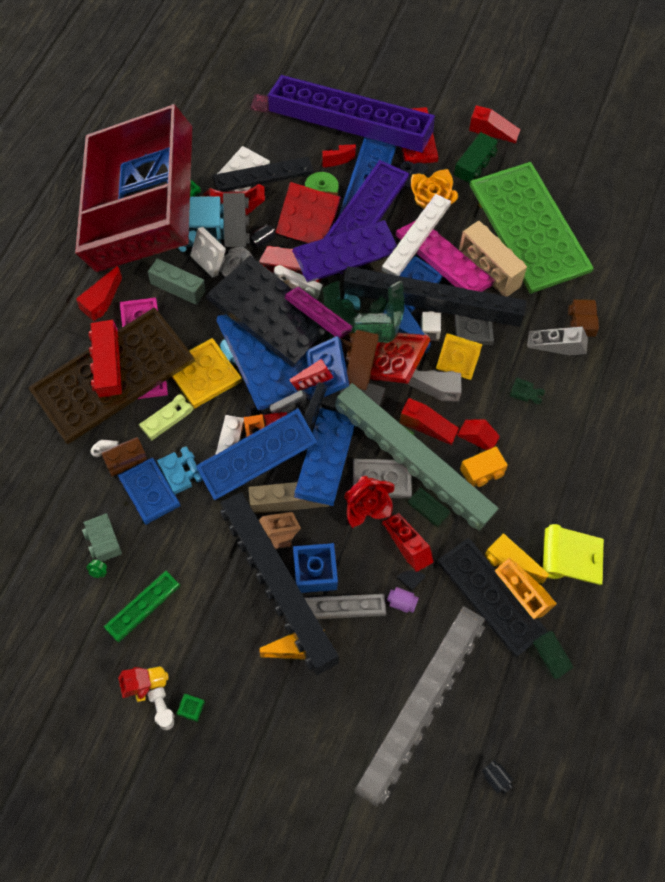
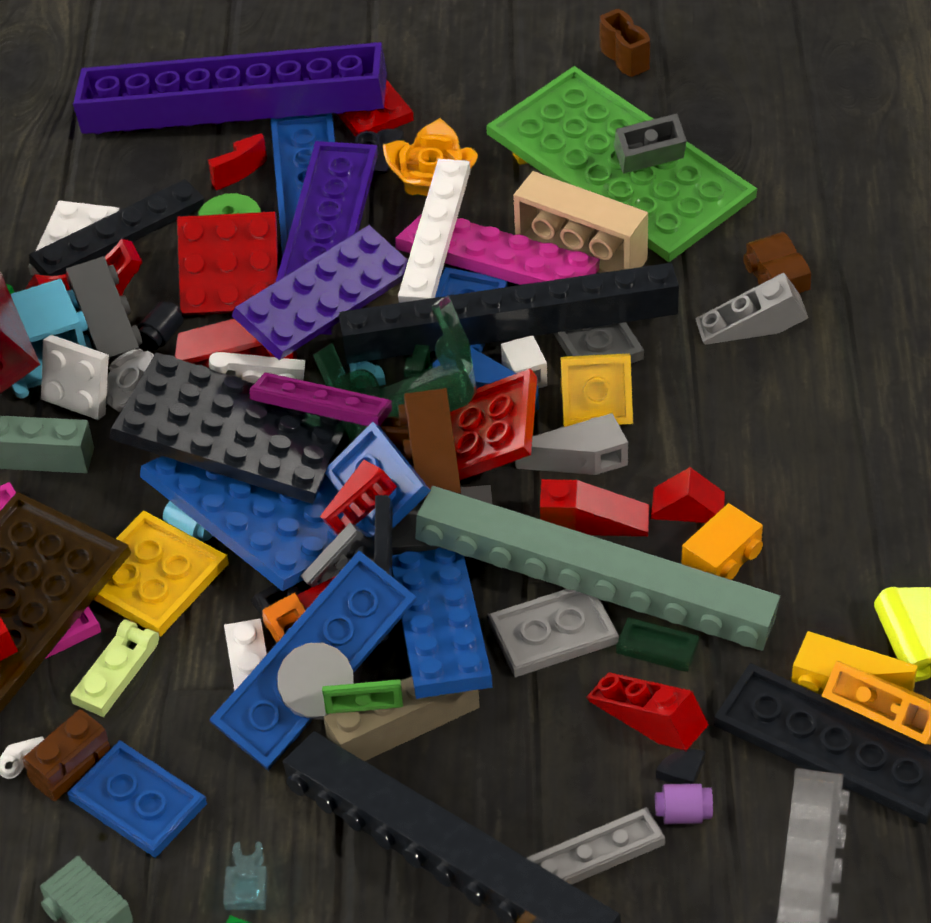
camera: 15 degrees left, 15 degrees down
(174, 472) = (173, 751): dark azure plate -> none
(180, 557) = (247, 882): none -> clear light blue plate
(252, 467) = (306, 672): none -> light grey tile
(260, 103) = (61, 127): clear pink tile -> none
(269, 485) = (362, 696): none -> bright green slope
(280, 528) = (412, 764): medium nougat slope -> none
(315, 567) = (507, 802): blue brick -> none
(370, 499) = (550, 661): red brick -> none
(476, 158) = (478, 91): dark green brick -> none
(493, 125) = (477, 35): red slope -> none
(524, 390) = (732, 408): clear green plate -> none
(547, 224) = (650, 143): none -> dark grey brick
(563, 156) = (624, 42): none -> reddish brown brick

